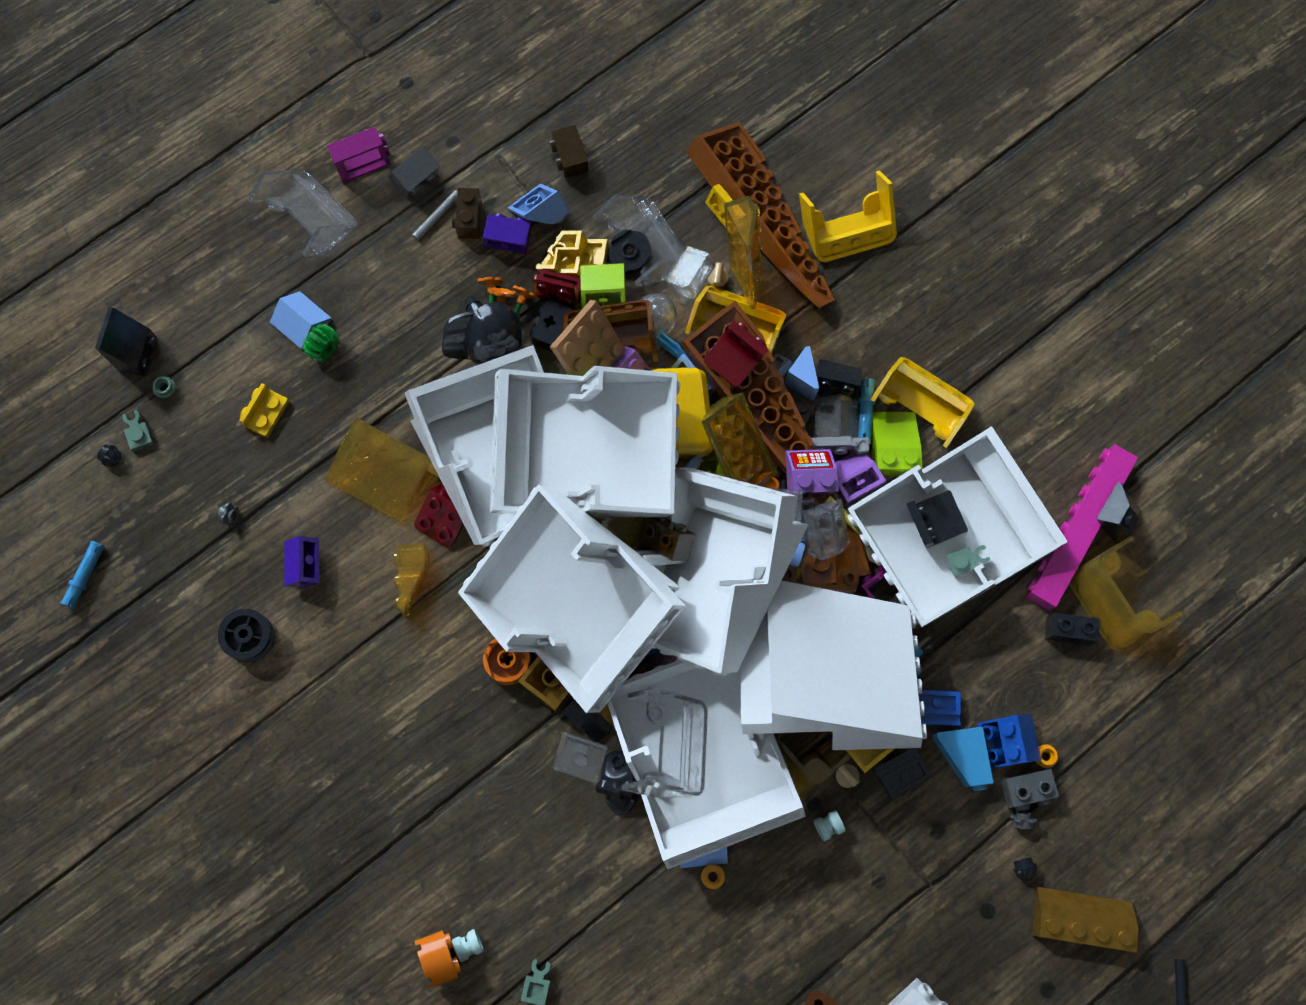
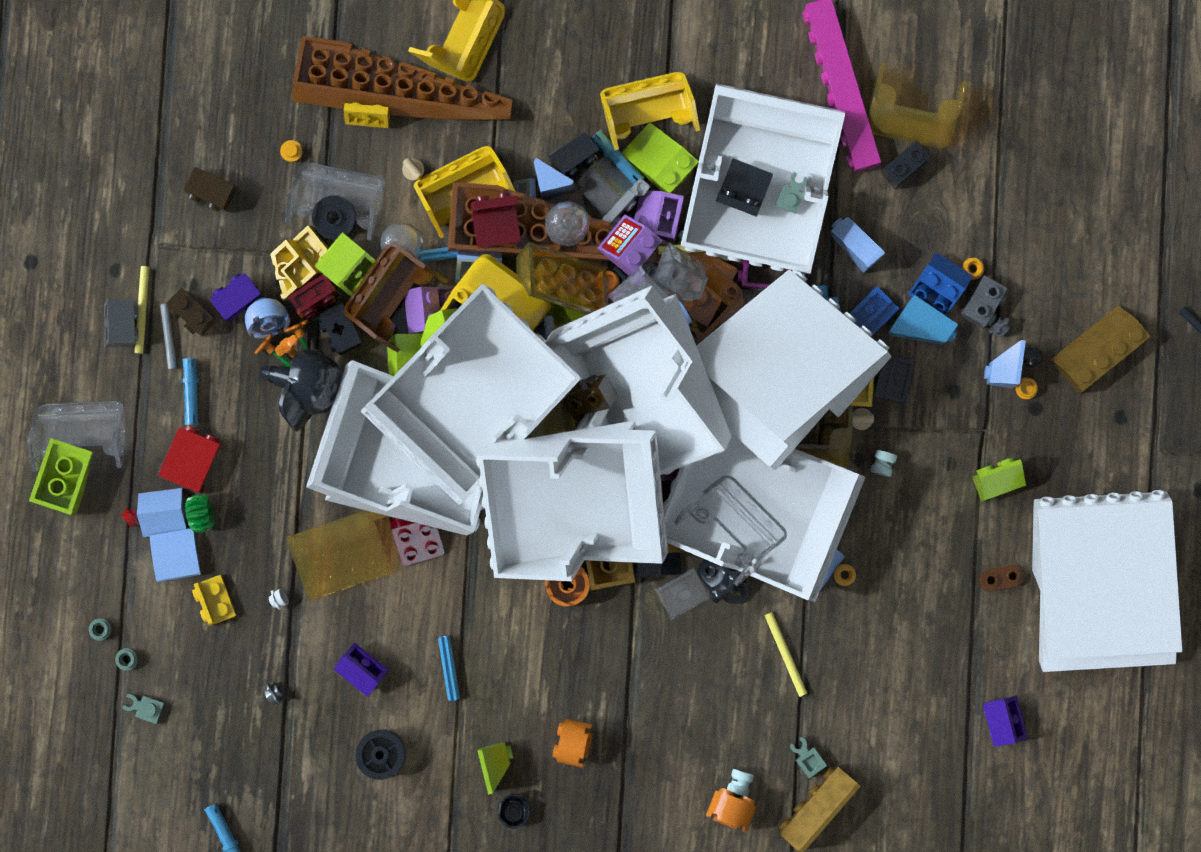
camera: 45 degrees left, 10 degrees up
(109, 455) = (147, 742): black plate -> none
(126, 343) = (72, 657): black slope -> none
(167, 345) = (93, 629): none -> sand green plate
(261, 226) = (62, 477): none -> lime slope
(274, 298) = (130, 517): none -> red plate
(274, 354) = (175, 555): none -> light blue slope
(287, 780) = (513, 811): none -> black hair
(306, 456) = (278, 599): none -> white plate
(311, 730) = (494, 763): none -> lime slope
(356, 302) = (190, 459): none -> red panel
(359, 154) = (68, 353): magenta window -> none
(361, 629) = (449, 668): none -> dark azure axle
(383, 777) = (573, 742): none -> orange brick
(411, 260) = (190, 391): none -> dark azure pin
(412, 569) = (437, 594): clear yellow slope -> none
(439, 181) = (142, 307): none -> light yellow bar
(511, 265) = (266, 317): none -> light blue cylinder
(541, 205) = (234, 252): medium blue slope -> none
(588, 342) = (391, 321): medium nougat plate -> none
(606, 887) = (785, 654): none -> light yellow bar
(650, 183) = (291, 151): none -> light orange plate
(690, 274) = (398, 192): clear slope -> none
(744, 246) = (416, 133): clear yellow slope -> none
(783, 411) = (567, 223): none -> clear cylinder
(904, 934) = (999, 480): none -> lime slope
(976, 646) = (856, 243): none -> light blue slope
(996, 888) = (1027, 388): none -> light orange plate
(997, 855) = (1006, 368): none -> light blue slope
(1119, 514) = (858, 51): black slope -> none

